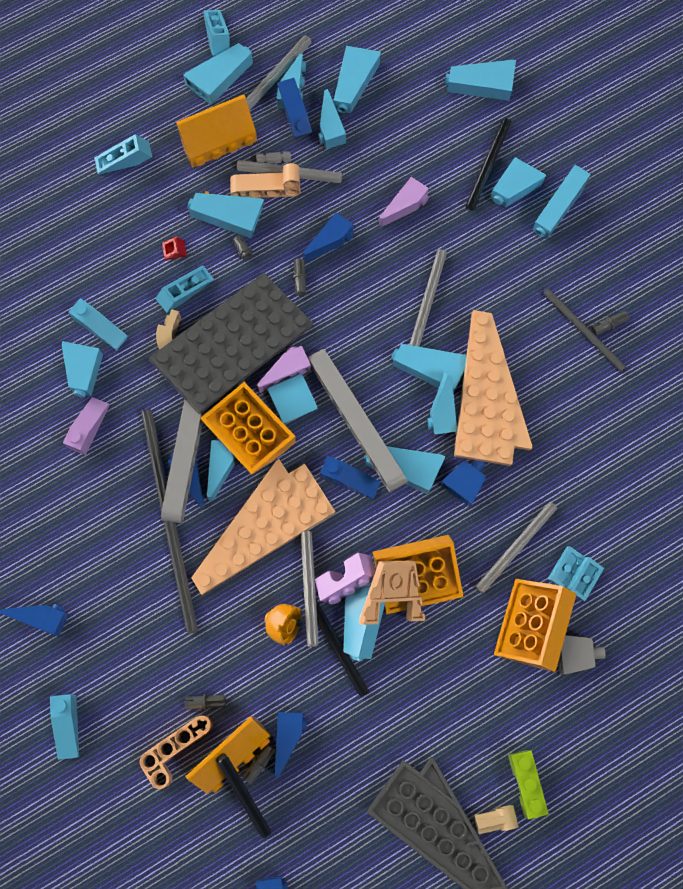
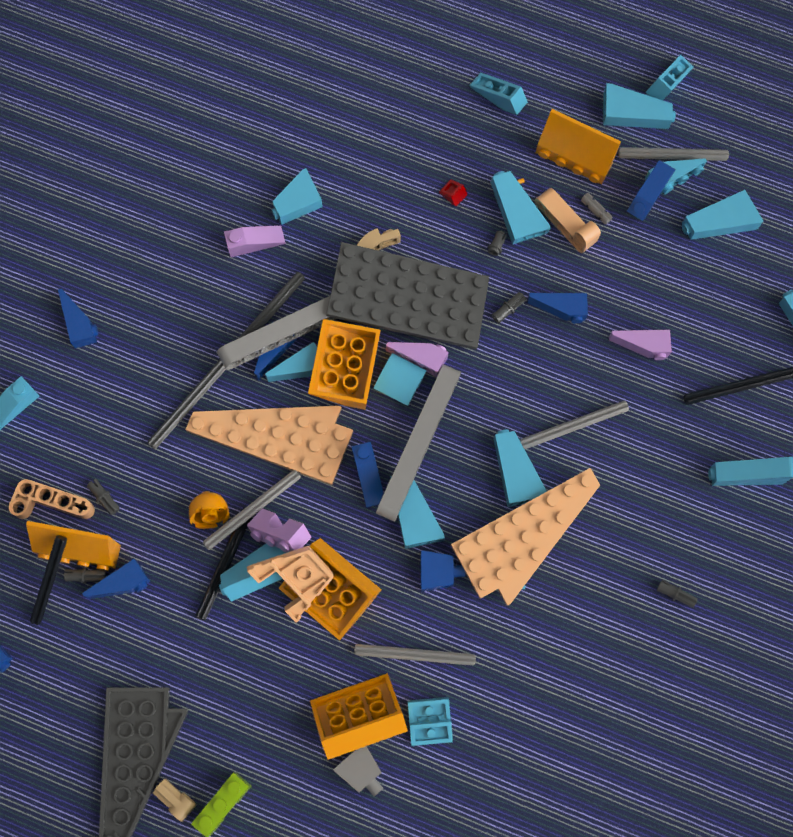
camera: 50 degrees right, 0 degrees up
(97, 324) = (342, 183): medium azure slope -> none
(183, 288) = (425, 225): medium azure slope -> none
(305, 173) = (602, 242): light grey axle -> none
(331, 128) = (662, 230): medium azure slope -> none
(442, 413) = (482, 508): medium azure slope -> none
(516, 183) = (740, 421): medium azure slope -> none
(583, 328) = (653, 576): dark grey piece -> none

